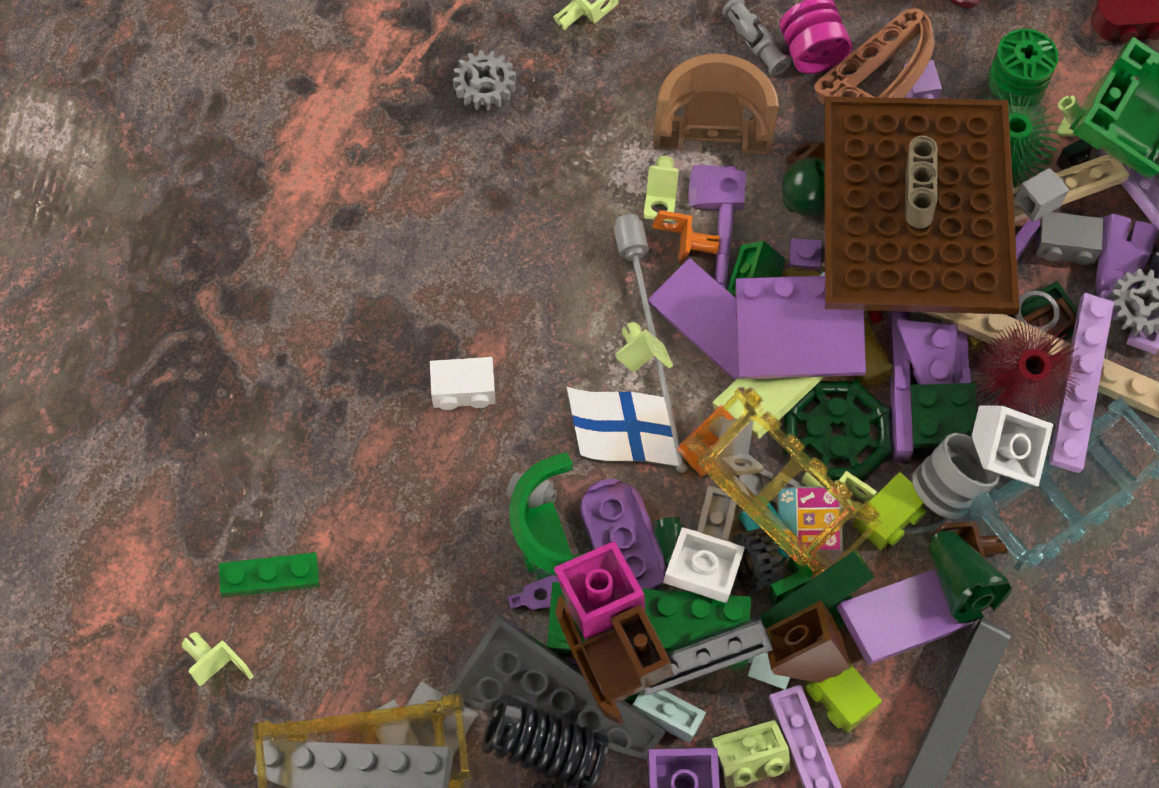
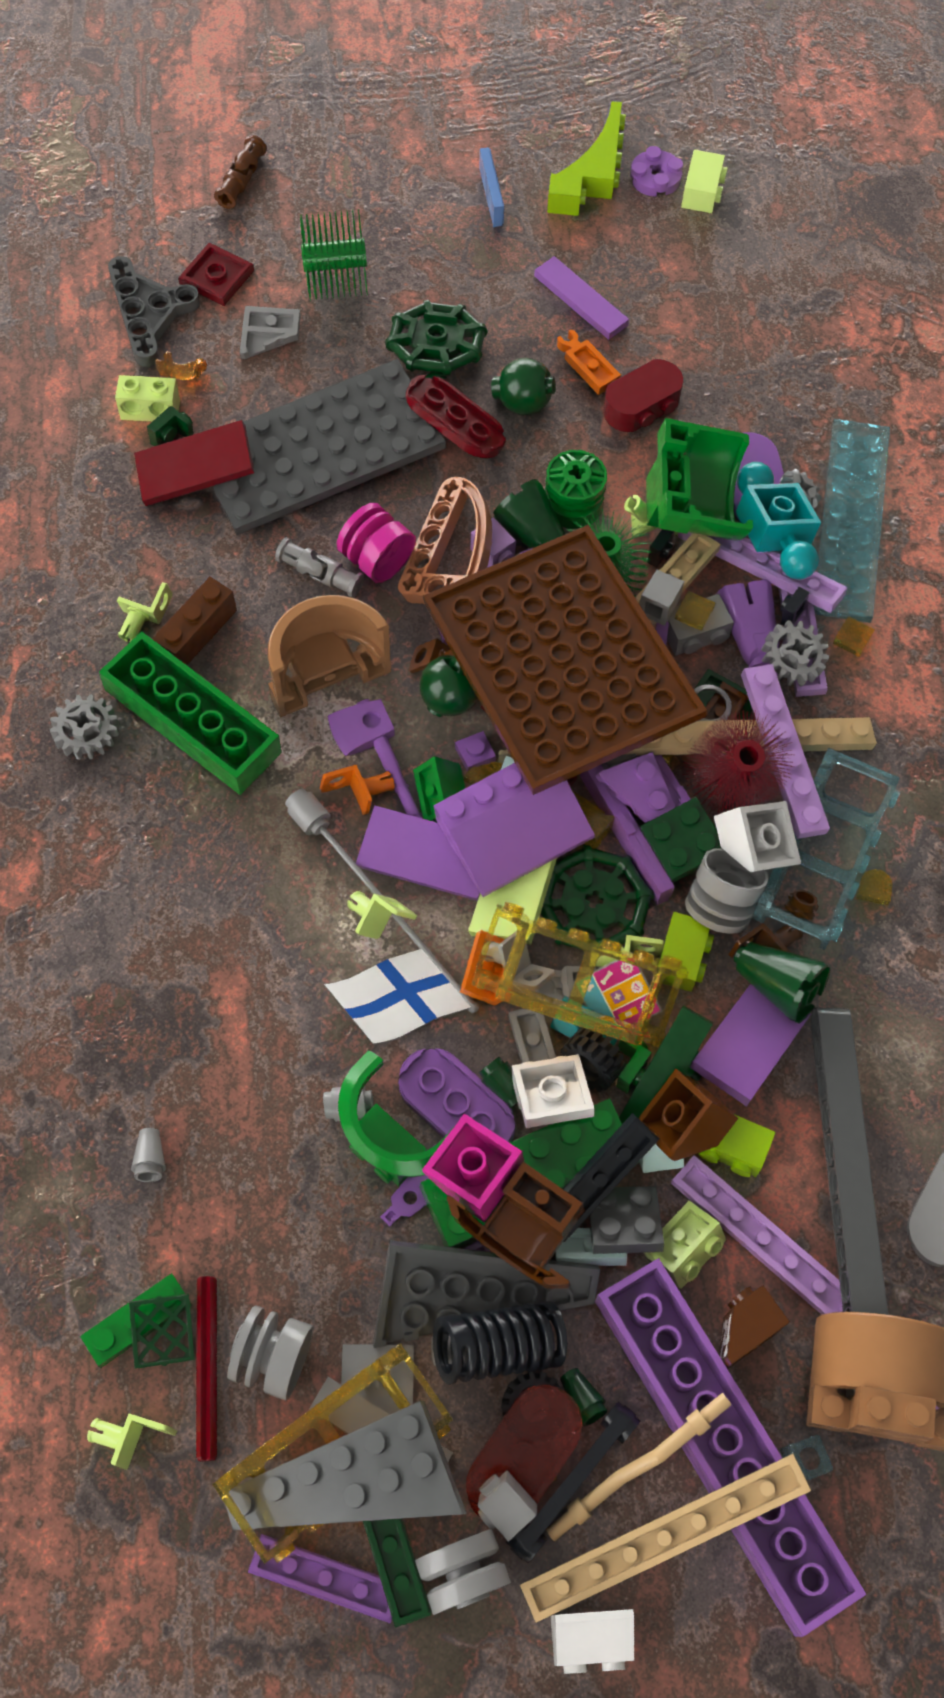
camera: 30 degrees left, 0 degrees up
(273, 617) = (164, 1360): none -> dark green window
(302, 641) = (206, 1369): none -> dark red axle
(347, 452) = (148, 1156): none -> light grey cone
(357, 653) = (270, 1352): none -> light grey wheel
(462, 383) = (225, 1031): white brick -> none
(578, 108) = (191, 712): none -> green brick
(622, 36) = (197, 620): none -> reddish brown brick
(661, 186) = (310, 750): yellowish green bracket -> none
(710, 707) = (627, 1222): none -> dark grey plate
(921, 166) = (557, 647): dark tan beam -> none
(967, 70) = (529, 515): none -> dark green cone
(1023, 525) = (802, 904): none -> reddish brown plate
(1070, 222) = (695, 610): none -> clear yellow tile
(1101, 544) = (875, 887): none -> clear yellow tile

